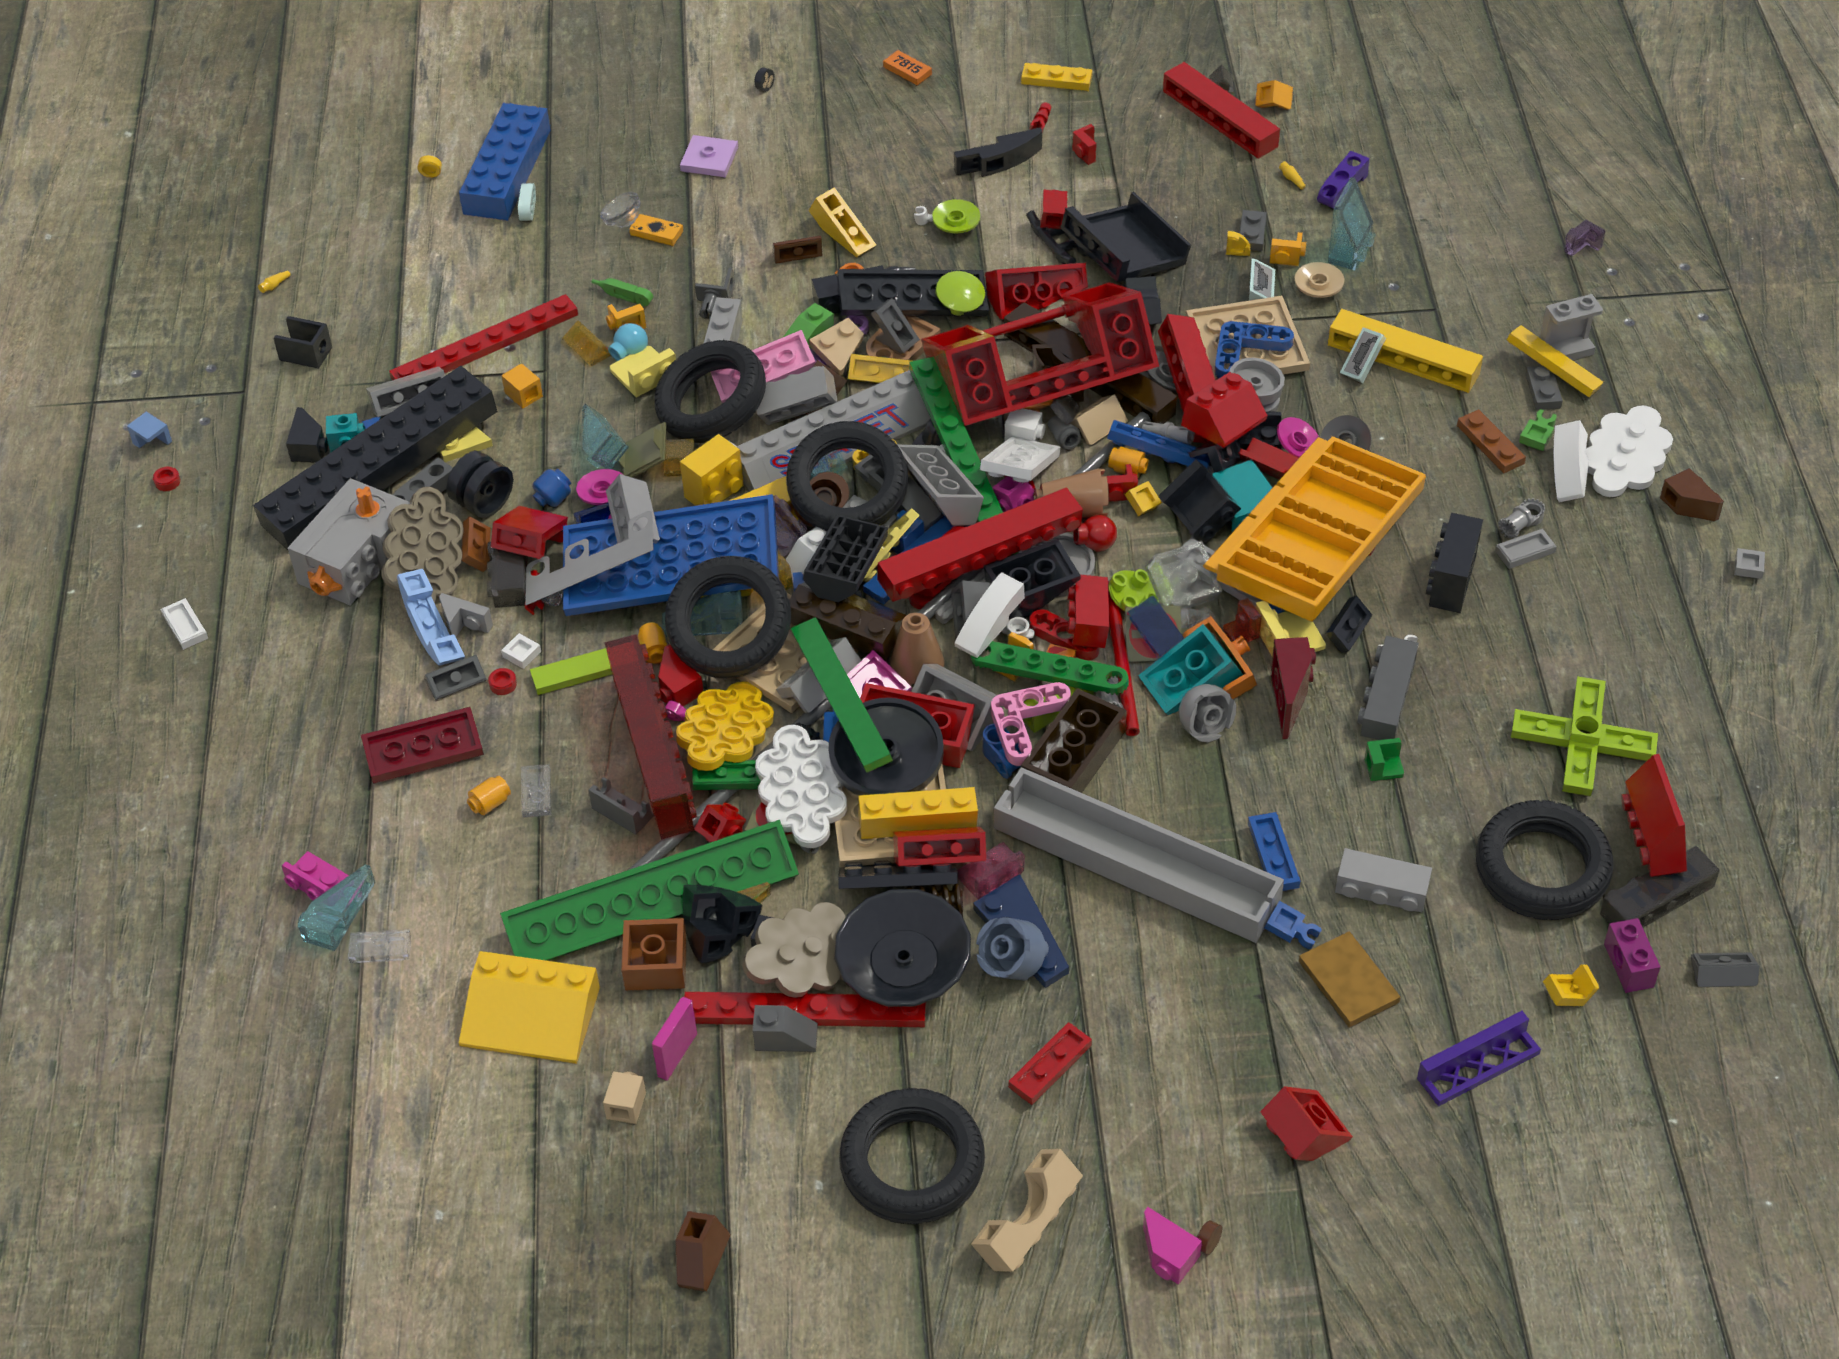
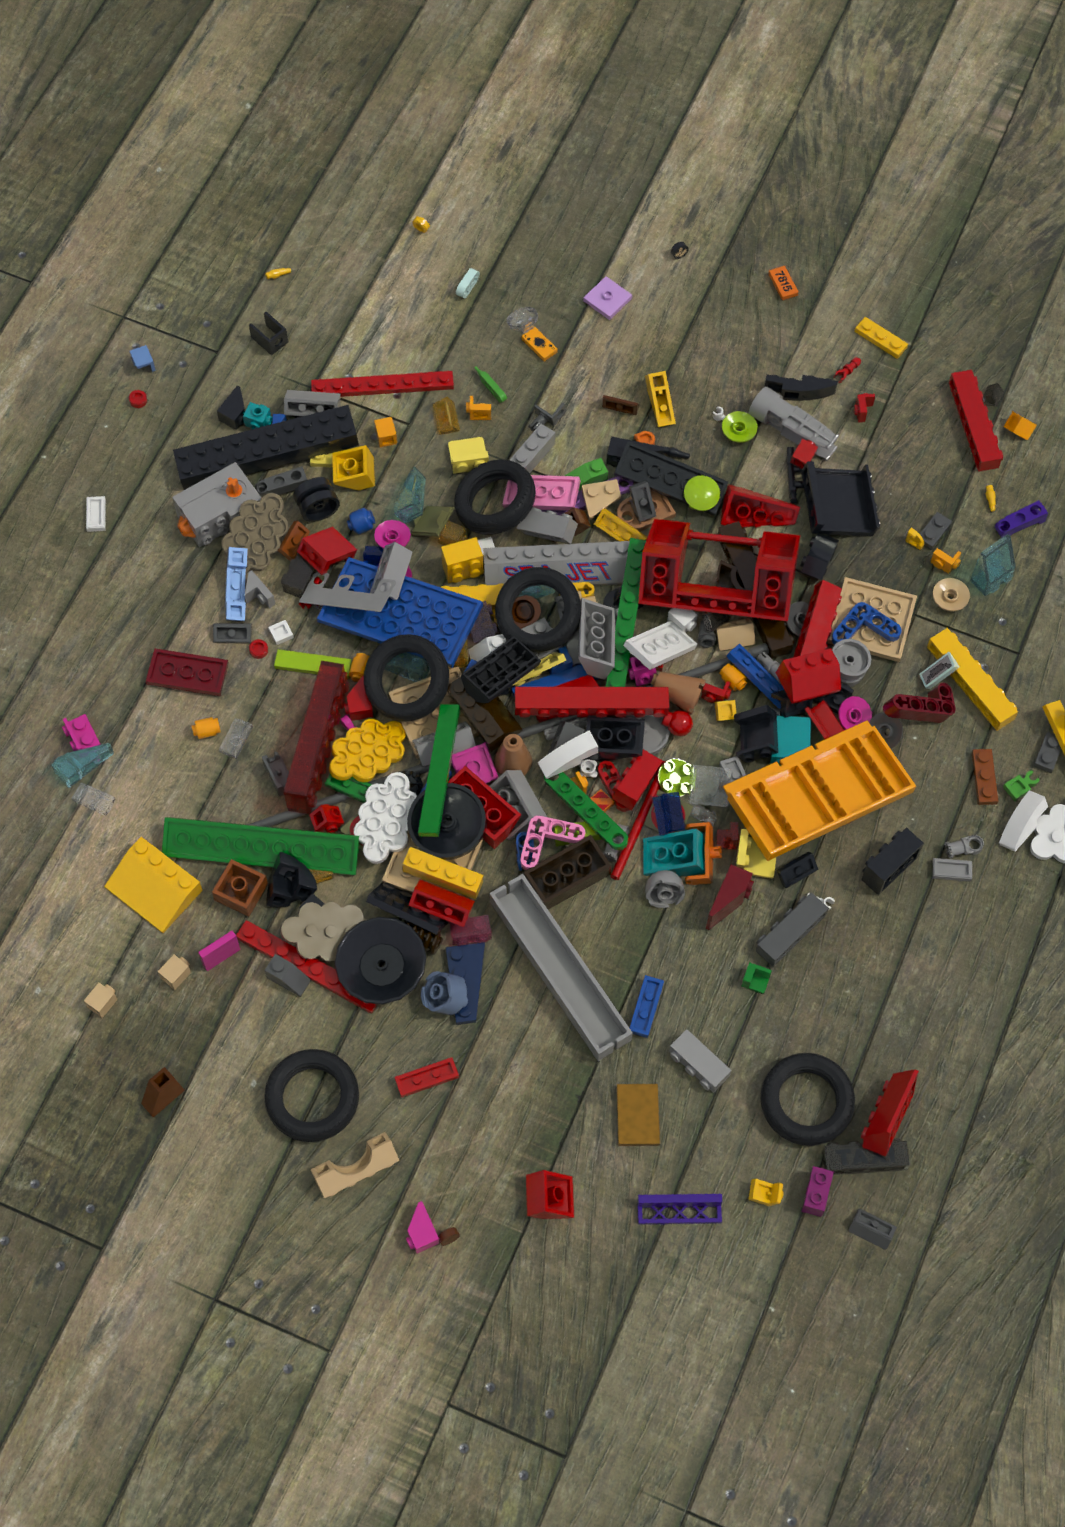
camera: 25 degrees right, 15 degrees up
(505, 161) = (471, 242): blue brick -> none
(507, 435) = (354, 468): none -> yellow slope
(540, 1179) = (101, 999): none -> tan brick
(627, 341) = (470, 428): medium azure piece -> none
(1015, 184) = (792, 421): none -> light grey piece
(1261, 281) = (912, 577): slope -> none
(1288, 924) = (623, 1059): blue plate -> none
(1381, 393) = (934, 708): none -> dark red beam
(1581, 746) = (885, 1035): lime piece -> none

